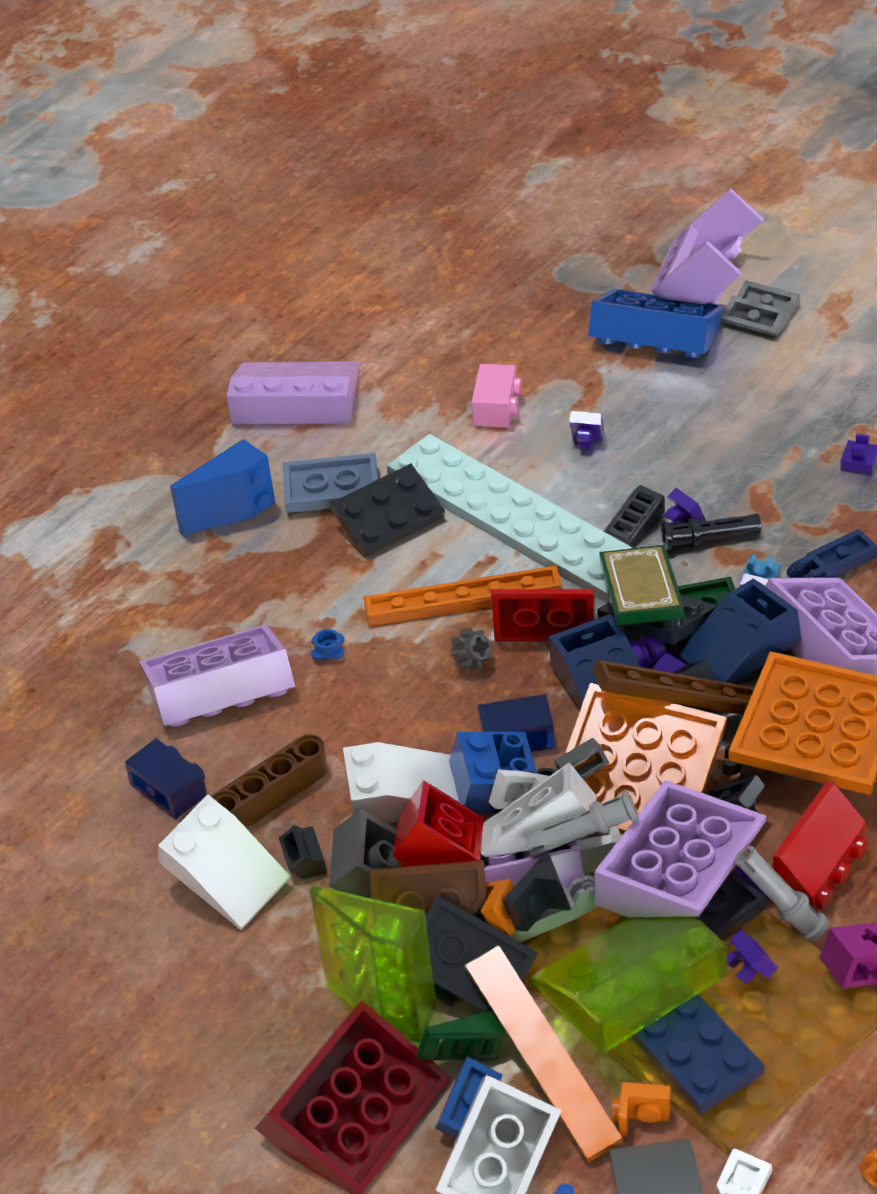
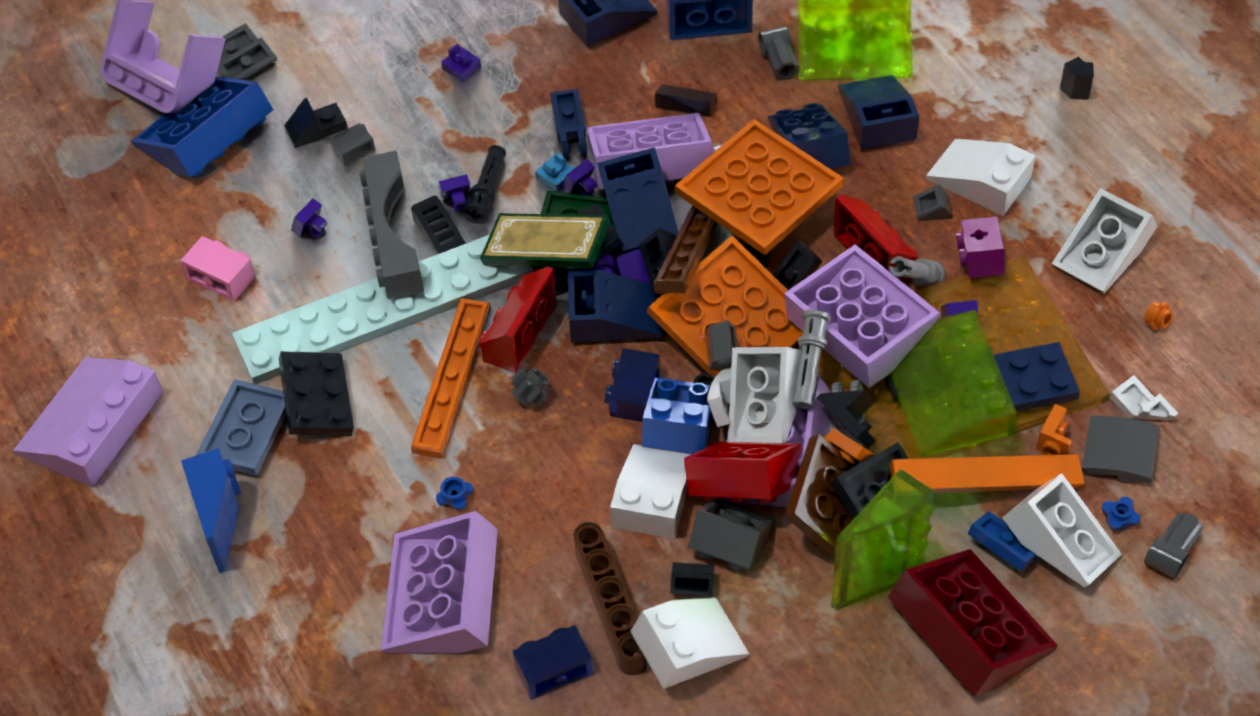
camera: 70 degrees left, 10 degrees up
(470, 1036) = (948, 520): dark green slope -> none
(657, 457) = (398, 261): none -> dark grey arch
(700, 422) = (352, 143): none -> dark grey piece
(711, 391) = (310, 125): none -> black slope

